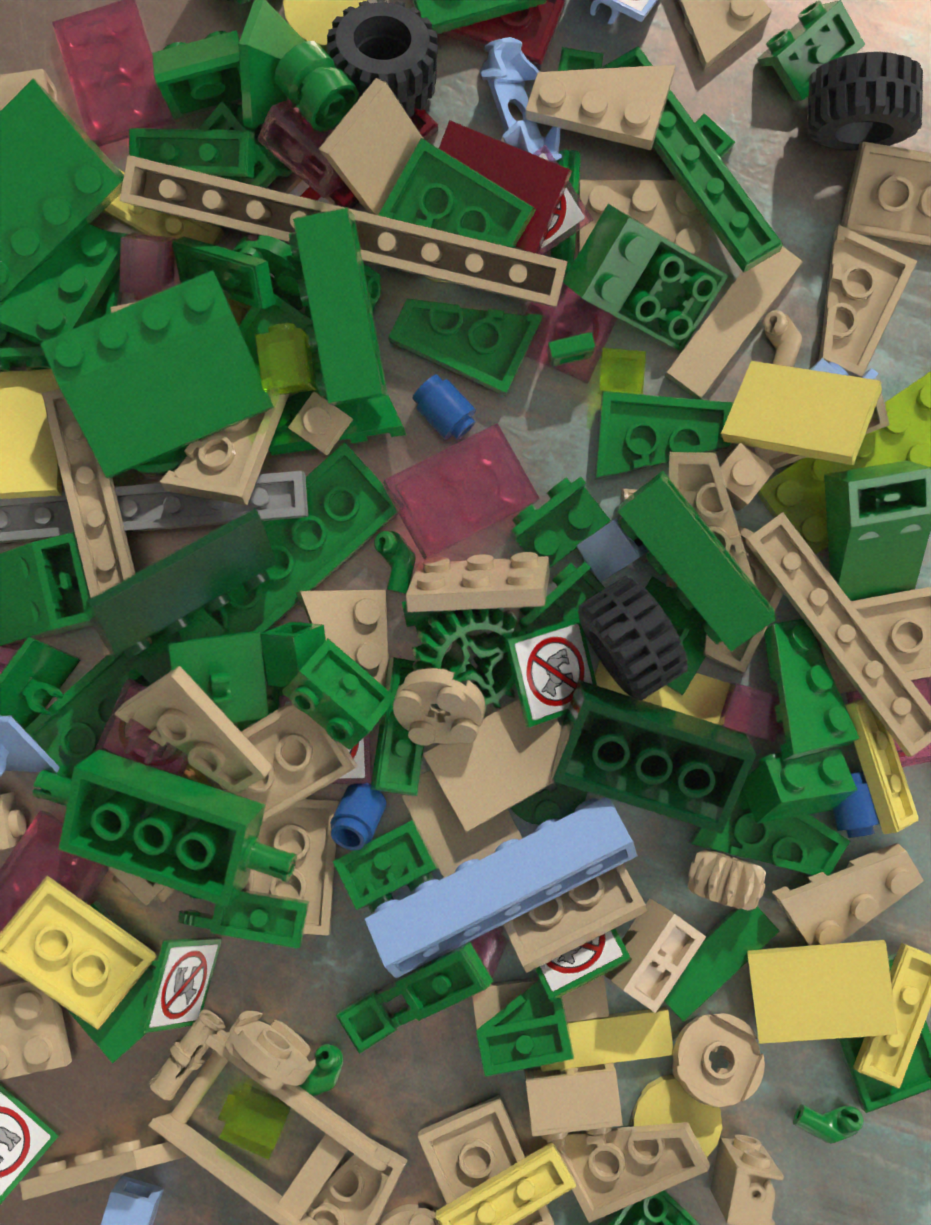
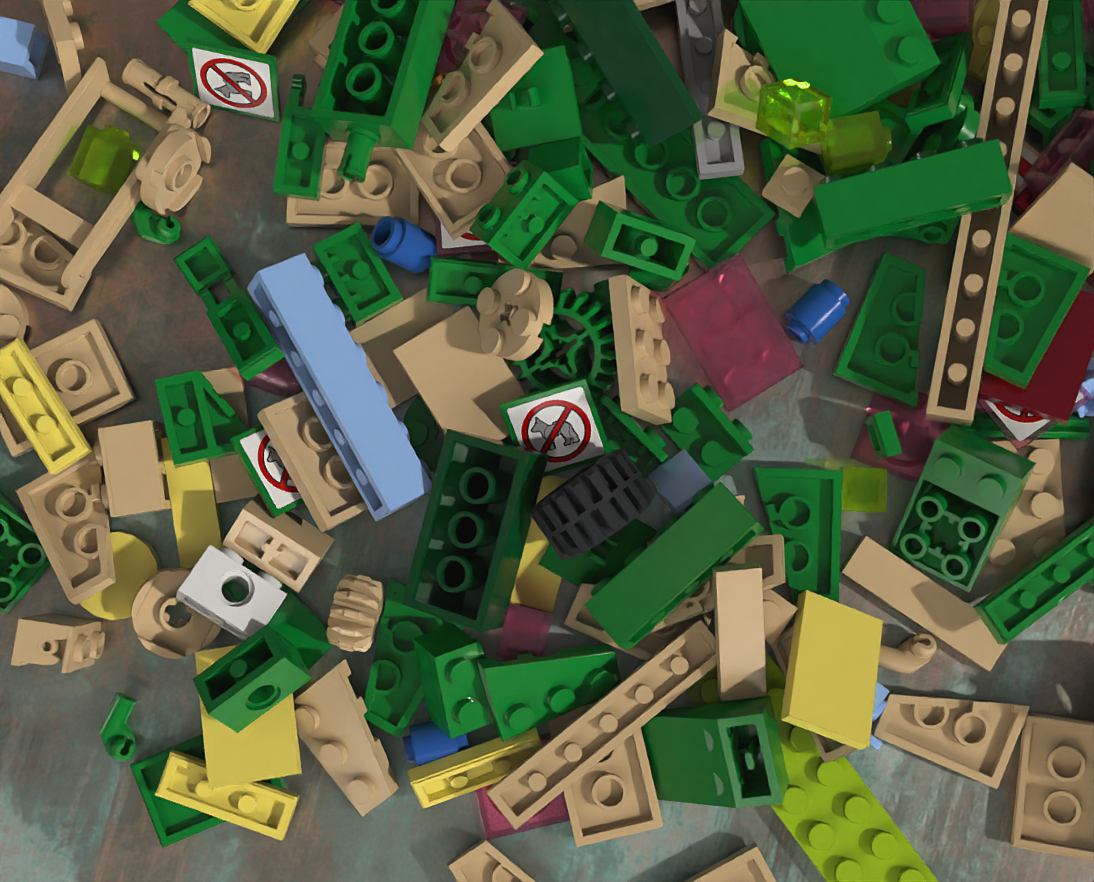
camera: 90 degrees right, 0 degrees up
(253, 418) = (793, 112): none -> clear neon green brick
(370, 579) = (639, 241): none -> green brick
(699, 1031) = (204, 593): none -> white brick
(762, 500) = (739, 631): none -> tan tile
(794, 987) = (251, 678): none -> green brick

